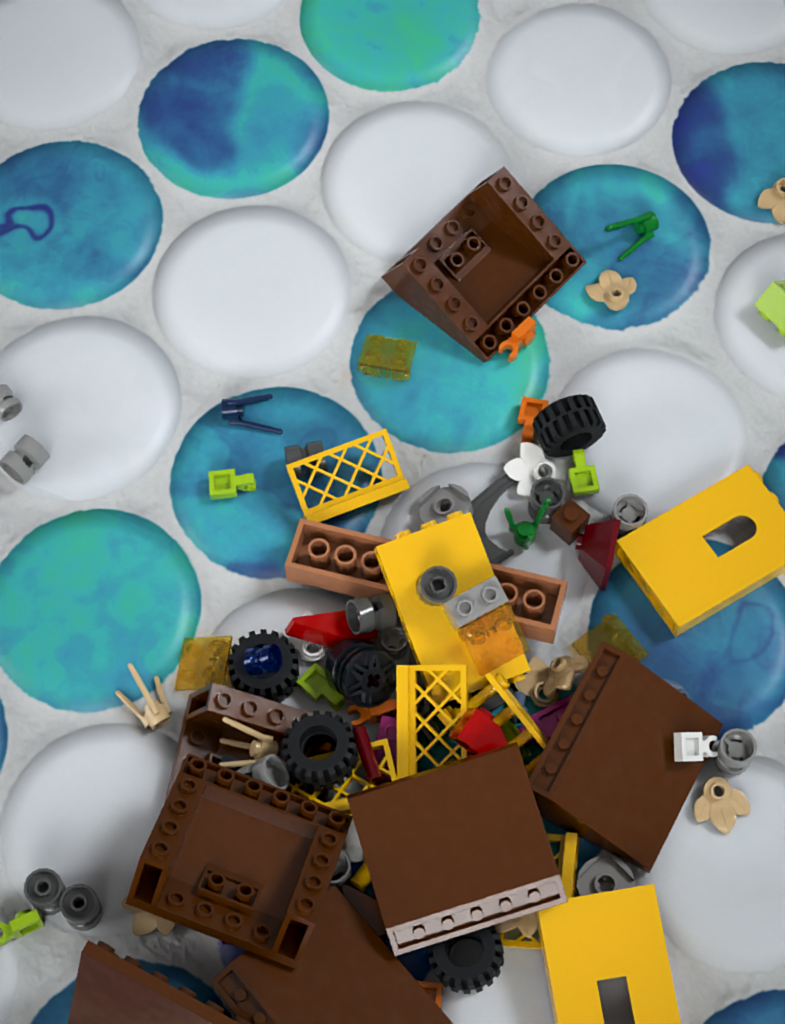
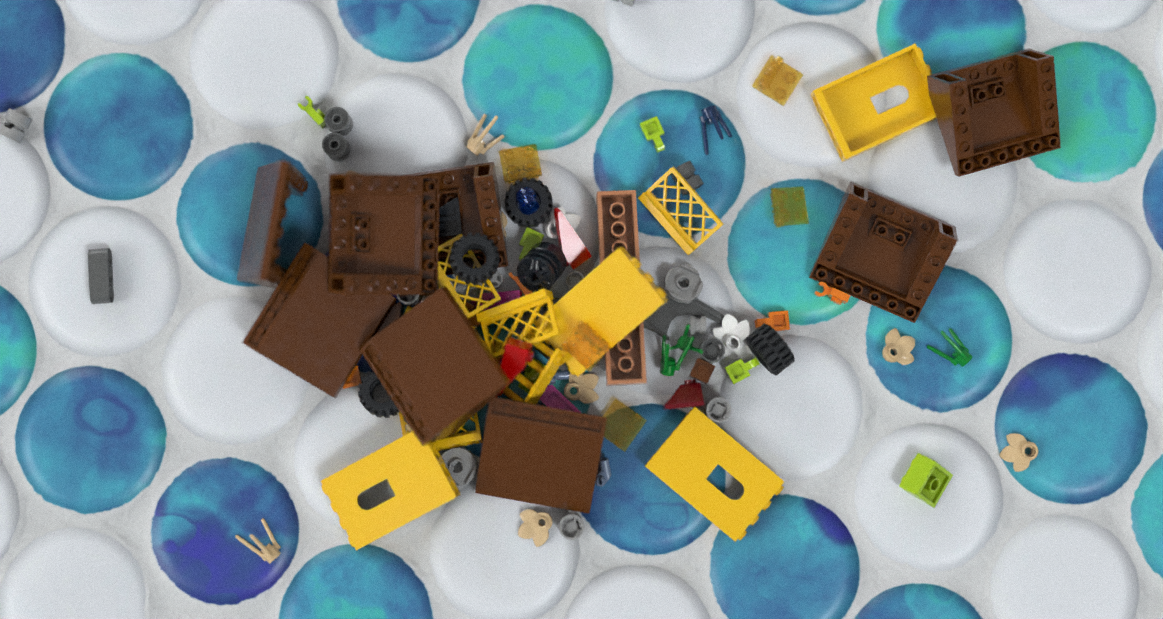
camera: 70 degrees right, 20 degrees up
(218, 319) = (777, 80): none -> clear yellow hinge
(257, 748) = (470, 221): tan plant -> none
(268, 769) = (448, 229): light grey wheel -> none
(302, 253) = (851, 114): none -> yellow panel
(353, 91) = (997, 110): none -> reddish brown slope
(367, 754) = (484, 289): dark red piece -> none
(371, 613) = (578, 254): dark grey wheel -> none
(436, 585) = (602, 296): dark grey wheel -> none
(475, 602) = (602, 325): light grey brick -> none
(503, 501) = (697, 325): none -> light grey wheel
(547, 559) = (668, 363): none -> green plant
(562, 673) = (588, 398): tan plate -> none
(692, 746) = (561, 496): white plate -> none

